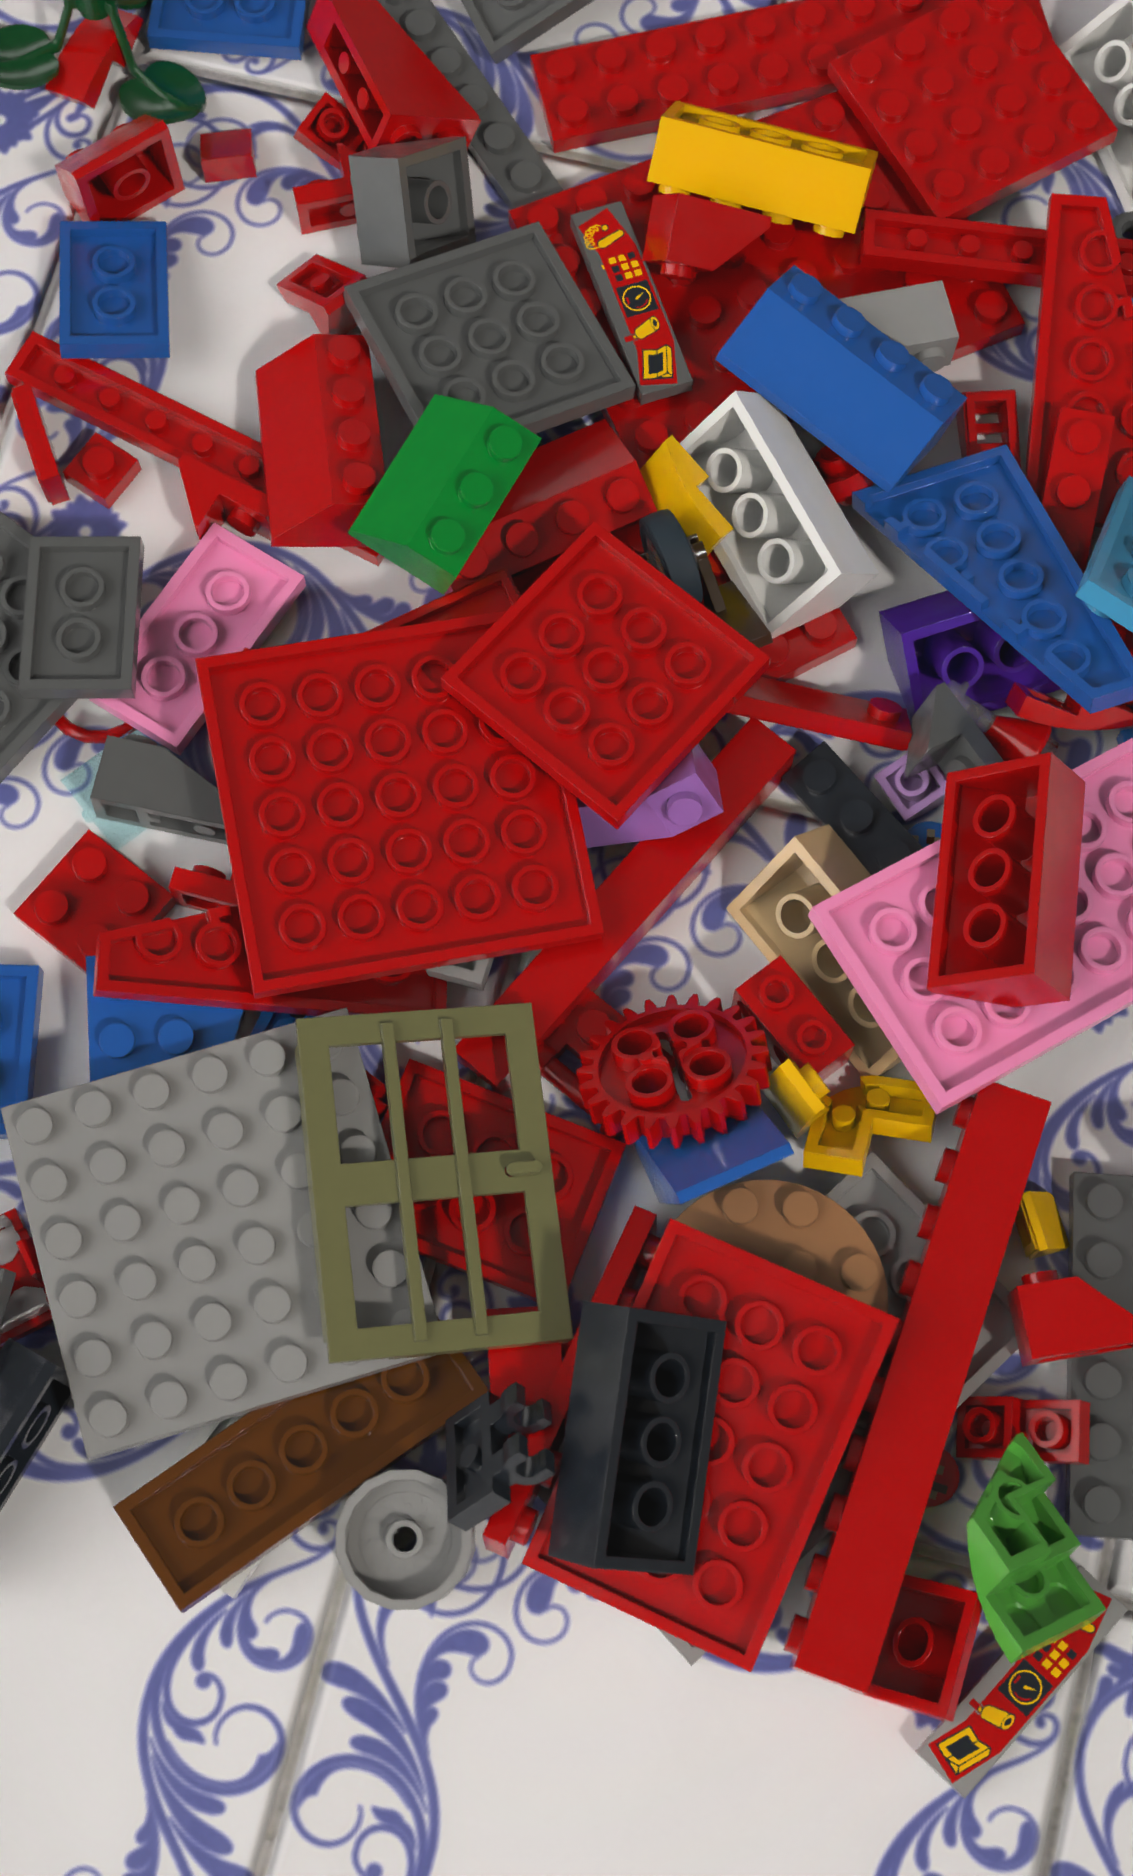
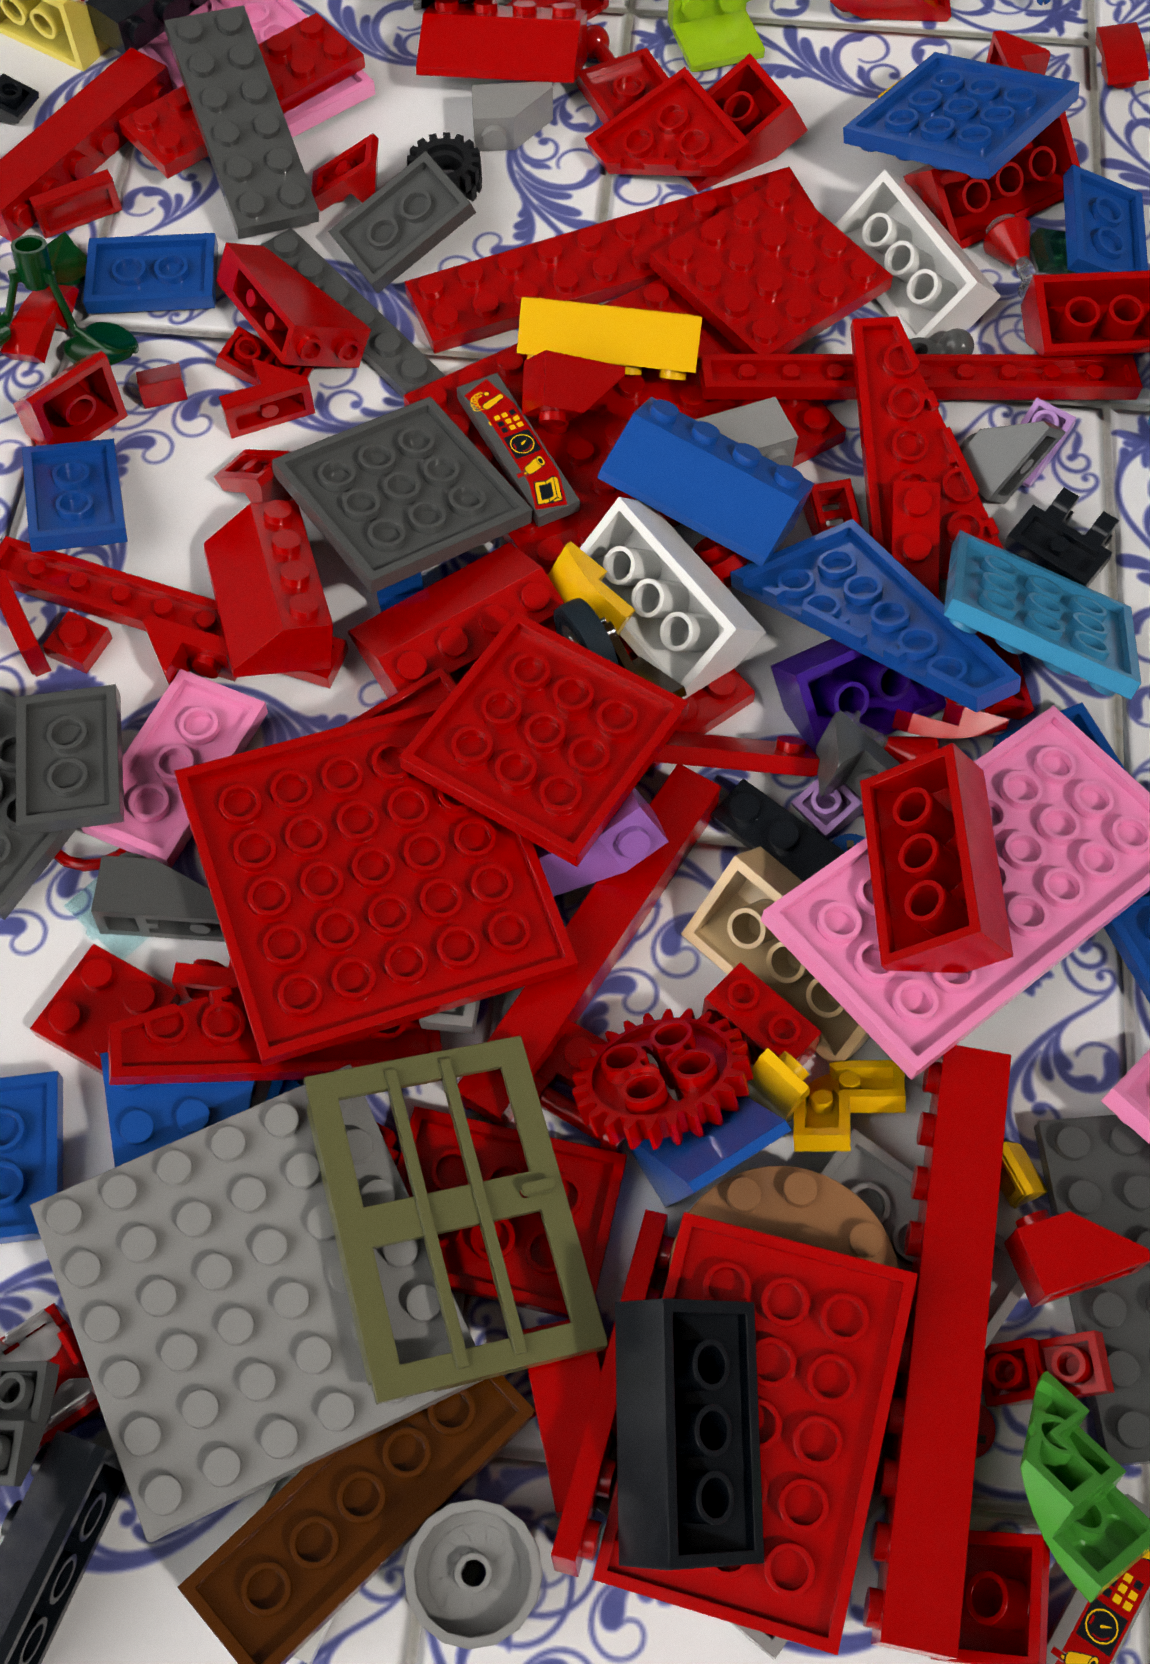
camera: 10 degrees left, 10 degrees down
(412, 200) = (320, 391): dark grey slope -> none
(444, 488) = (380, 604): green slope -> none
(487, 1463) = (541, 1478): black plate -> none

